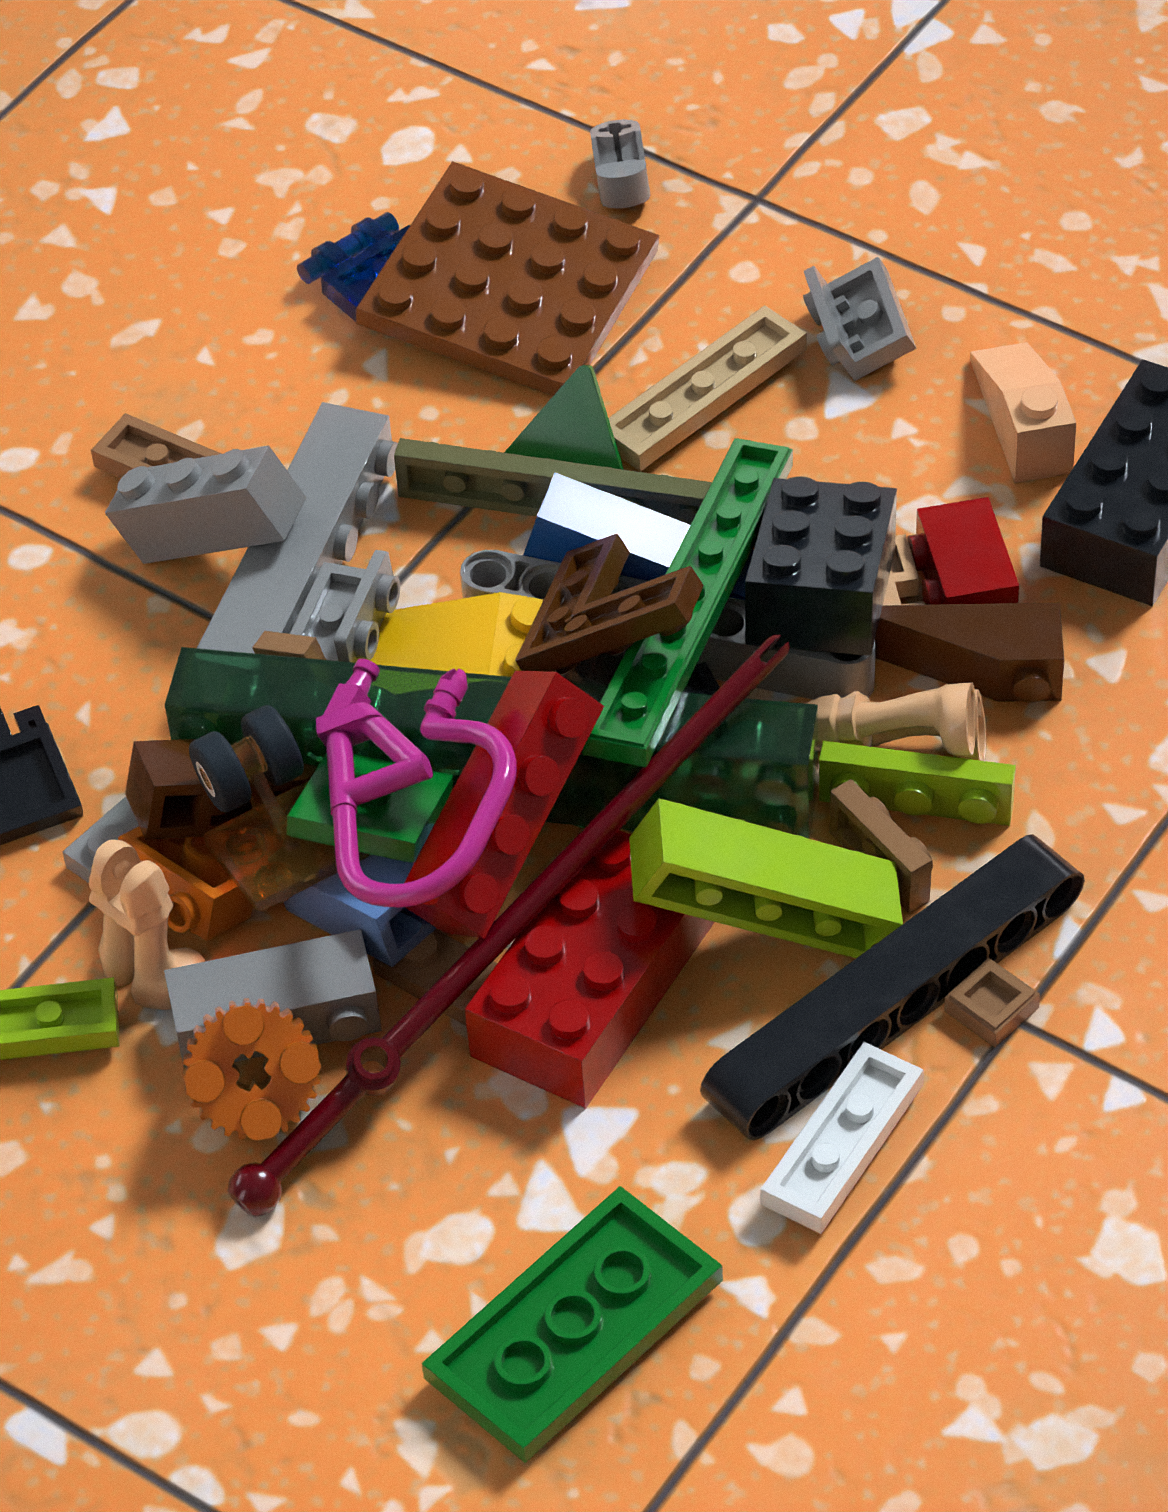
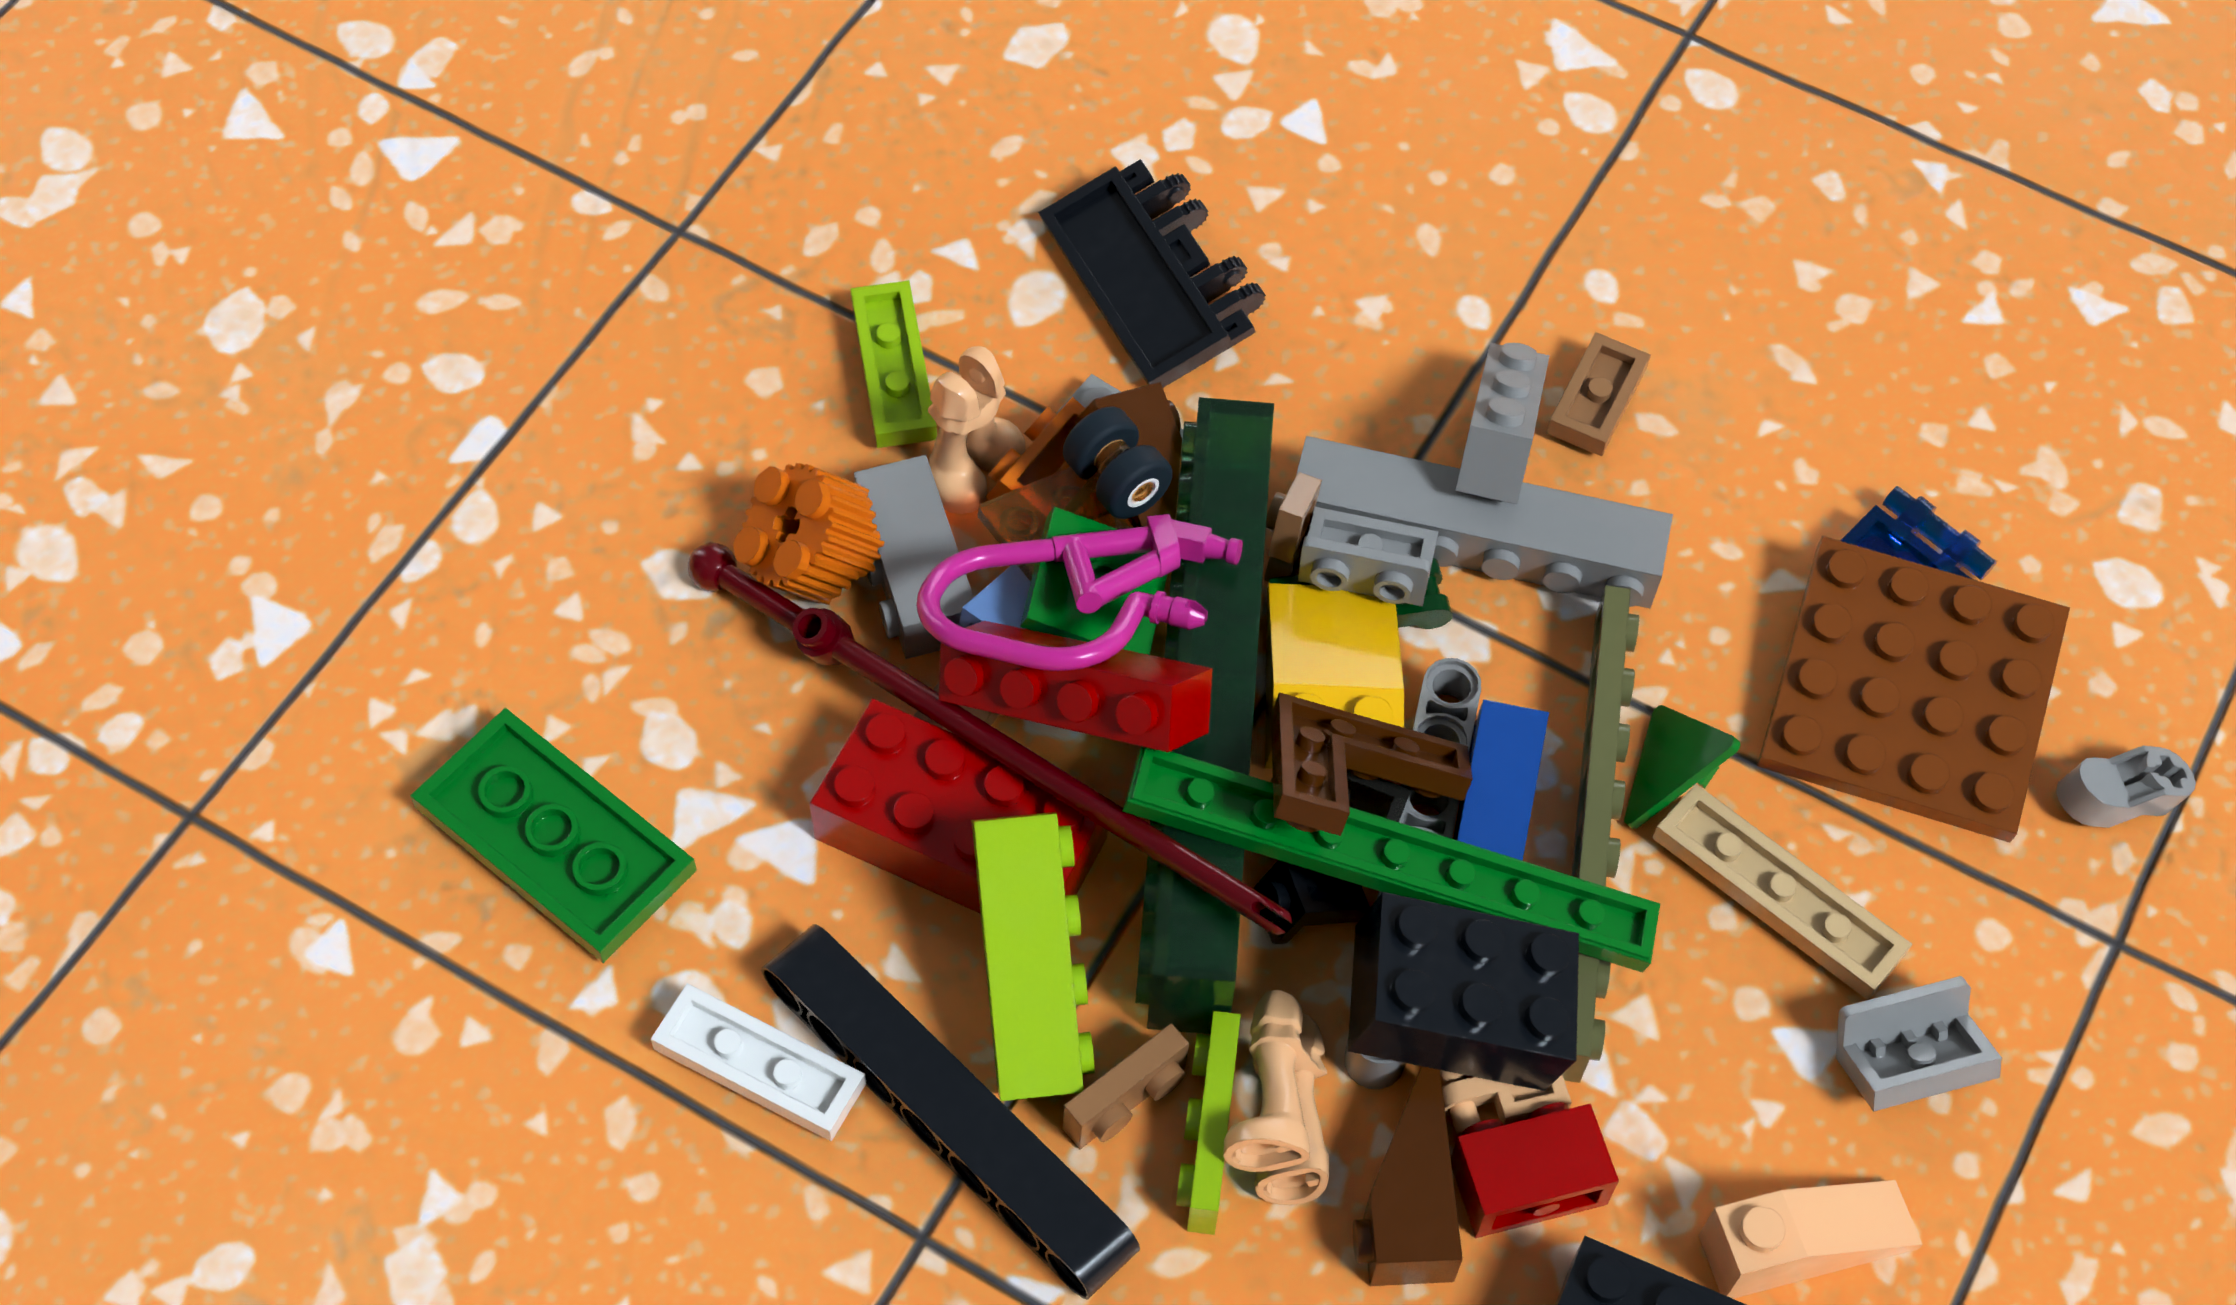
camera: 80 degrees right, 10 degrees up
(991, 1002) = (938, 1209): medium nougat tile -> none

